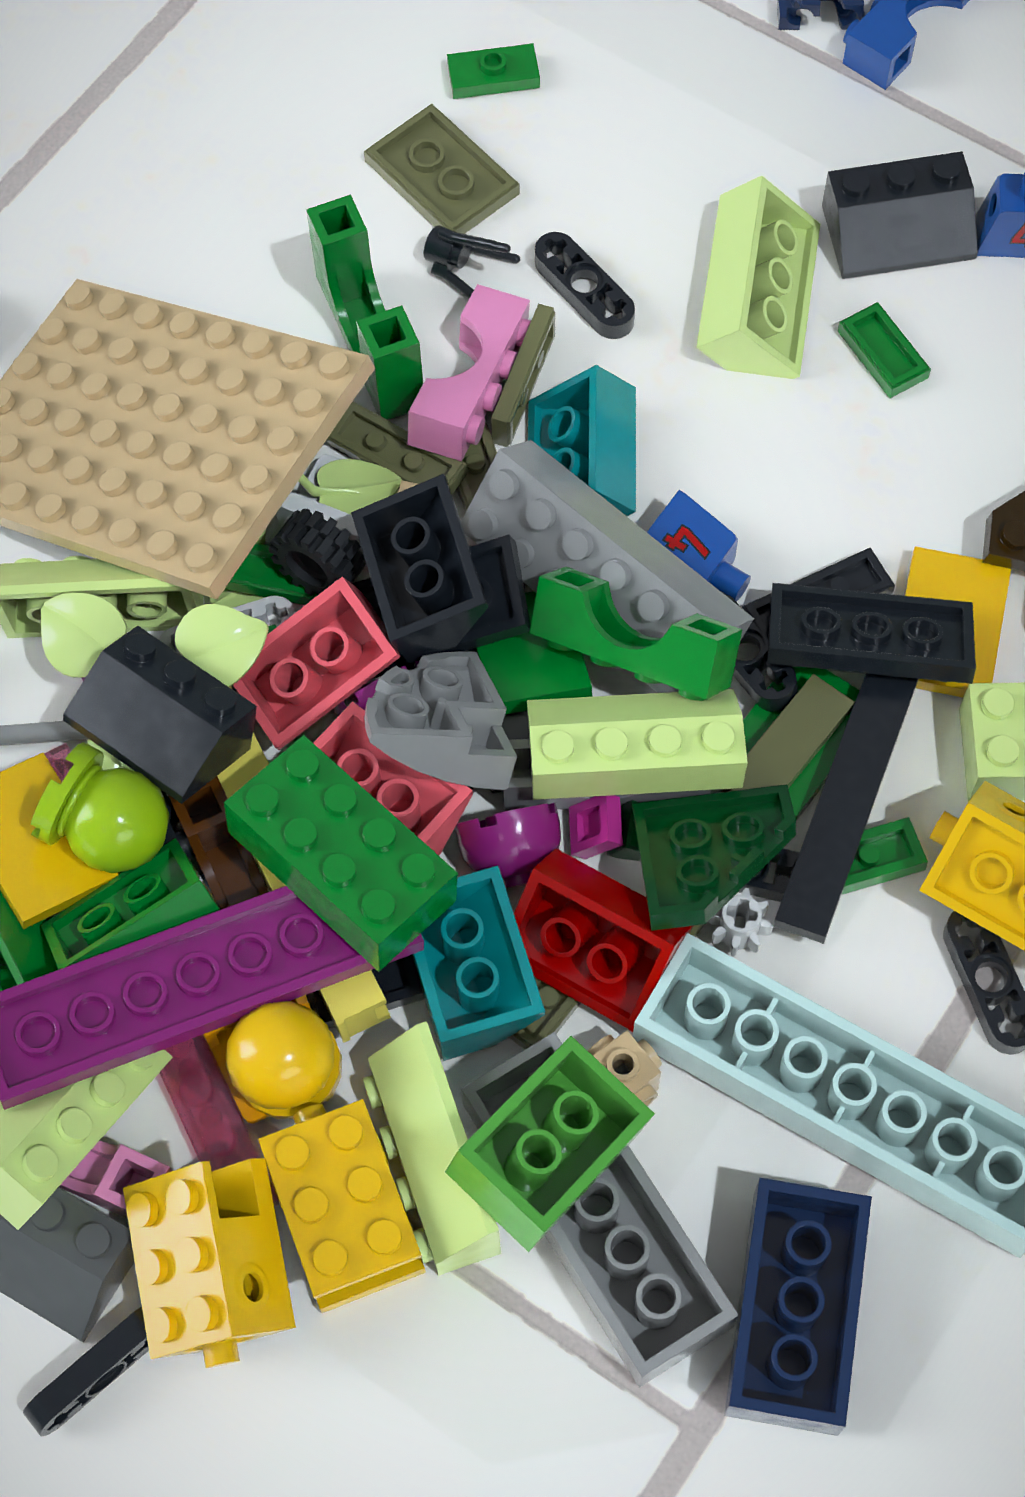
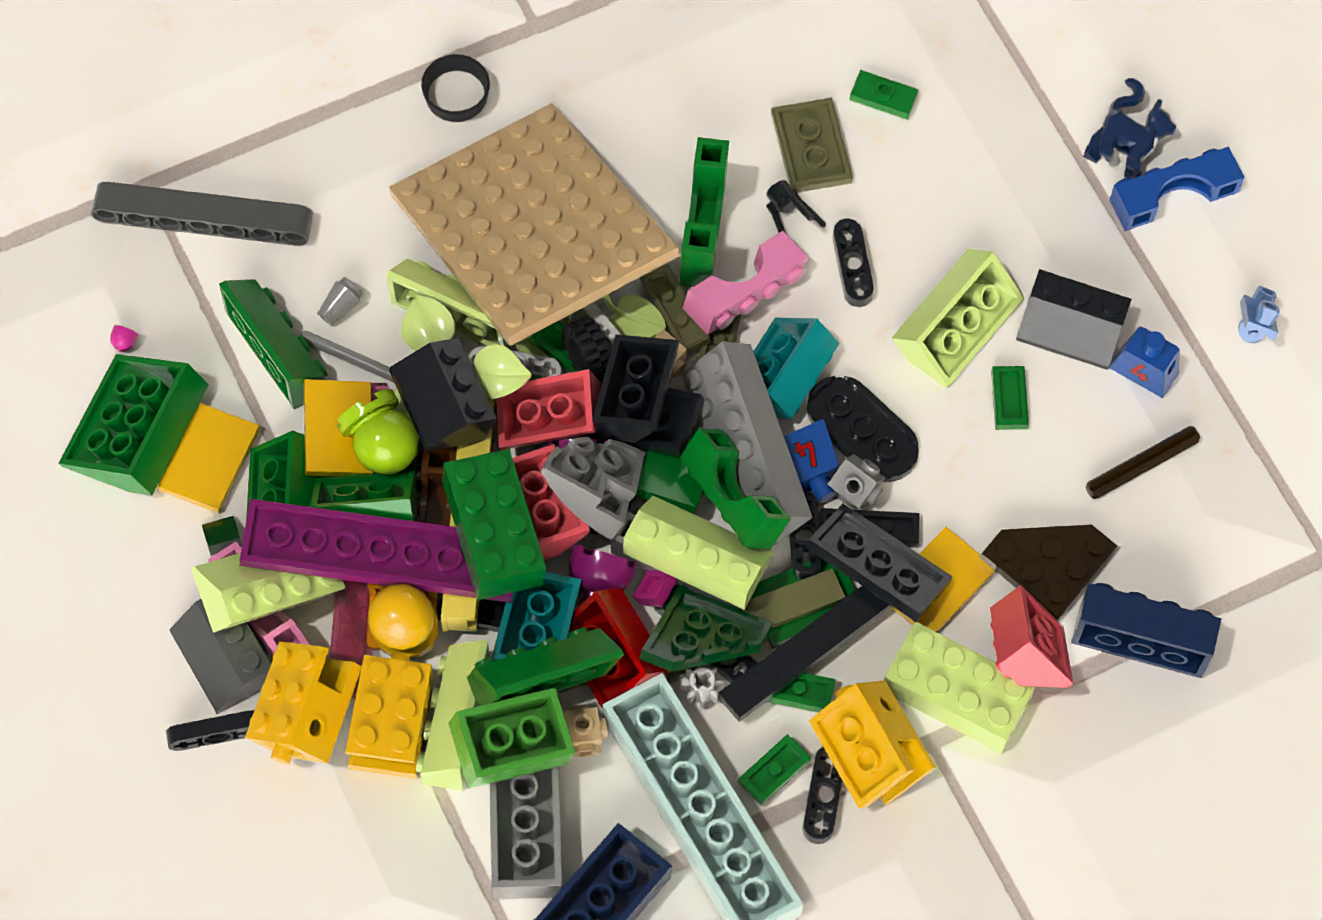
camera: 25 degrees right, 0 degrees up
(523, 376) = (779, 301): olive tile -> none
(530, 1018) = (551, 665): none -> green slope
(732, 477) = (863, 426): none -> black tile
(759, 534) = (857, 482): none -> light grey brick
(906, 983) = (774, 770): none -> green plate

